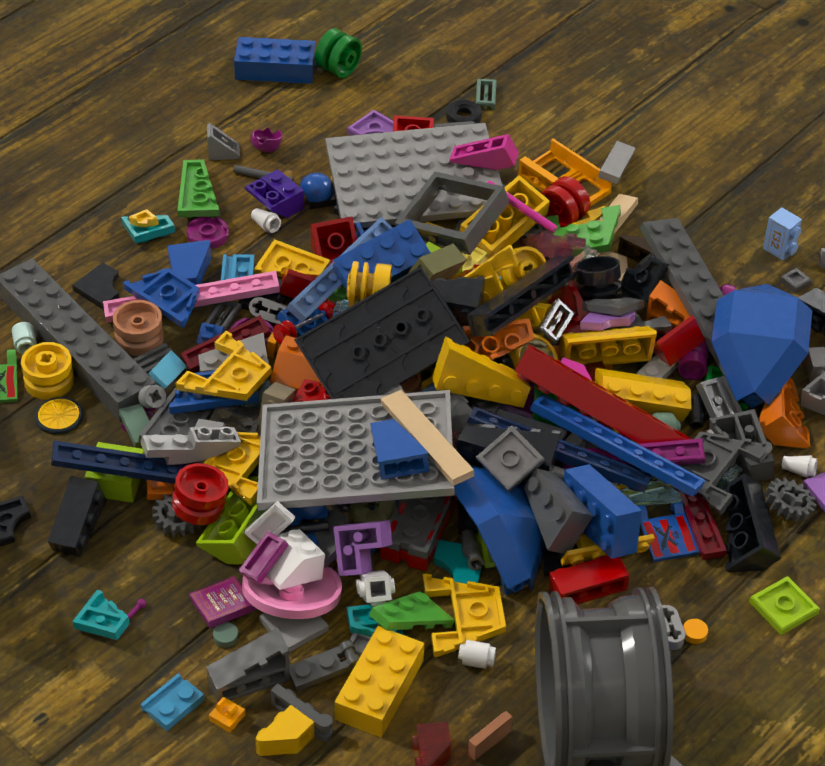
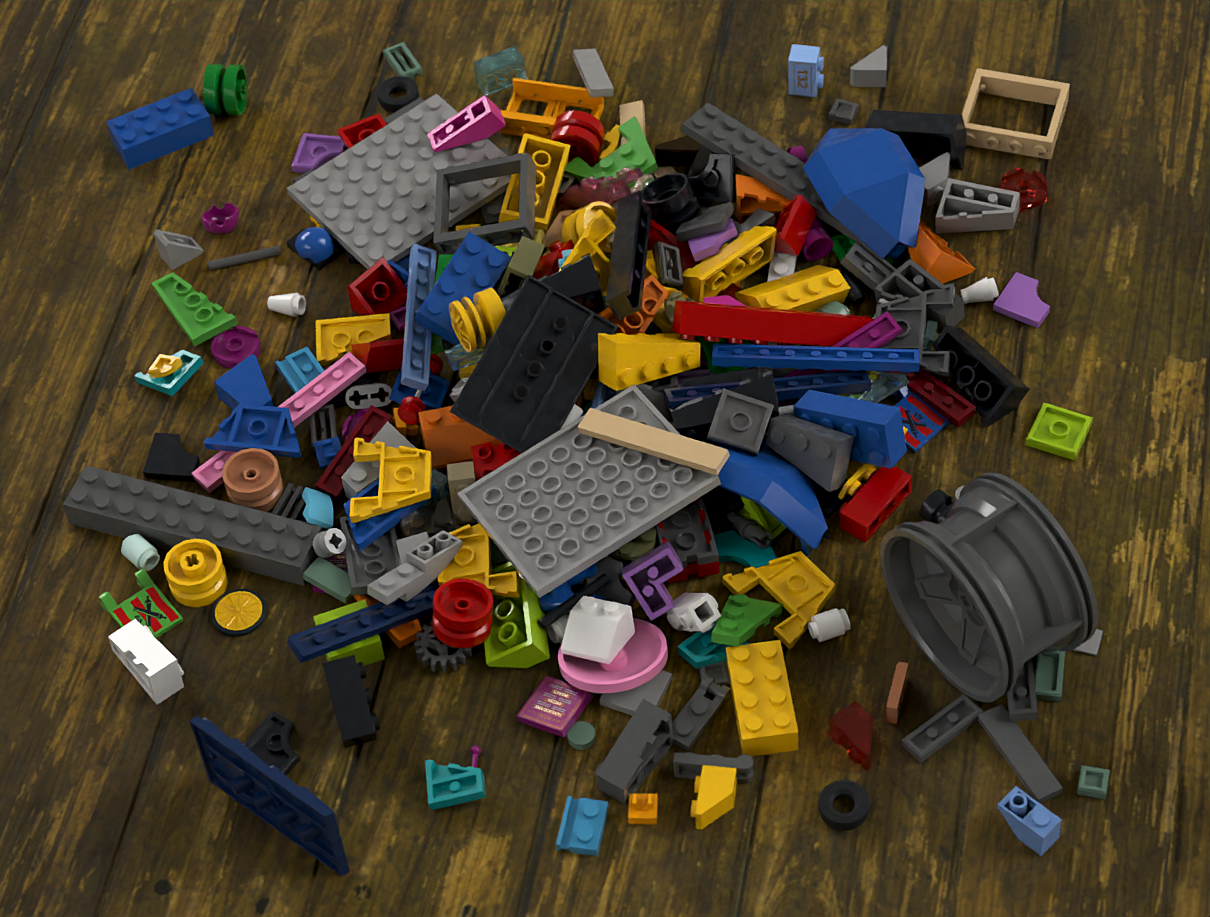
camera: 25 degrees left, 5 degrees up
(263, 557) = (573, 641): magenta tile -> none
(272, 520) = (557, 606): white tile -> none
(278, 193) = (281, 269): dark purple slope -> none
(397, 450) = (637, 469): blue slope -> none
(530, 212) = (561, 166): dark pink bar -> none
(548, 127) = (499, 69): none -> clear light blue brick
(790, 500) = (997, 329): dark grey gear -> none

